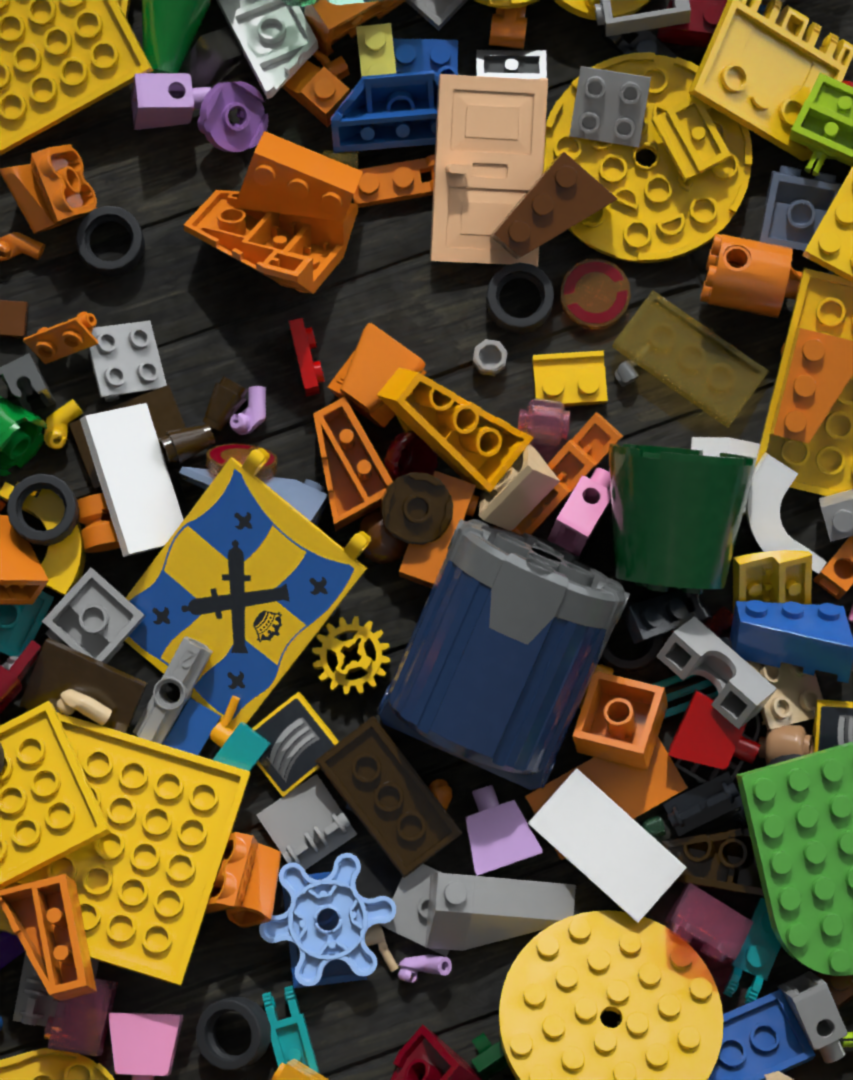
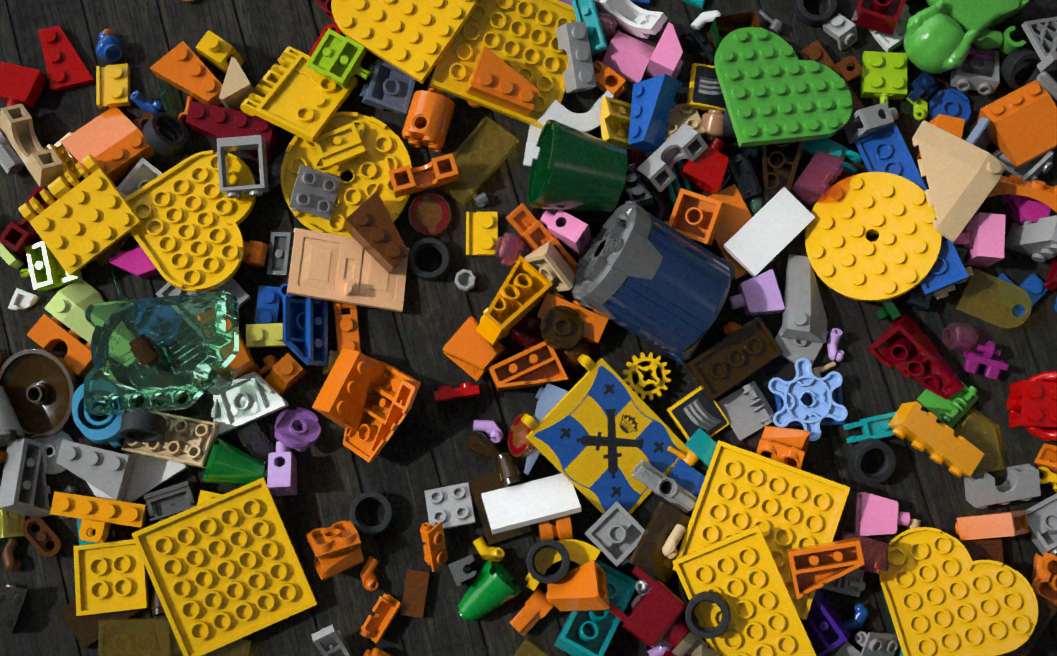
camera: 90 degrees left, 0 degrees up
(652, 279) = (436, 173): none -> orange arch

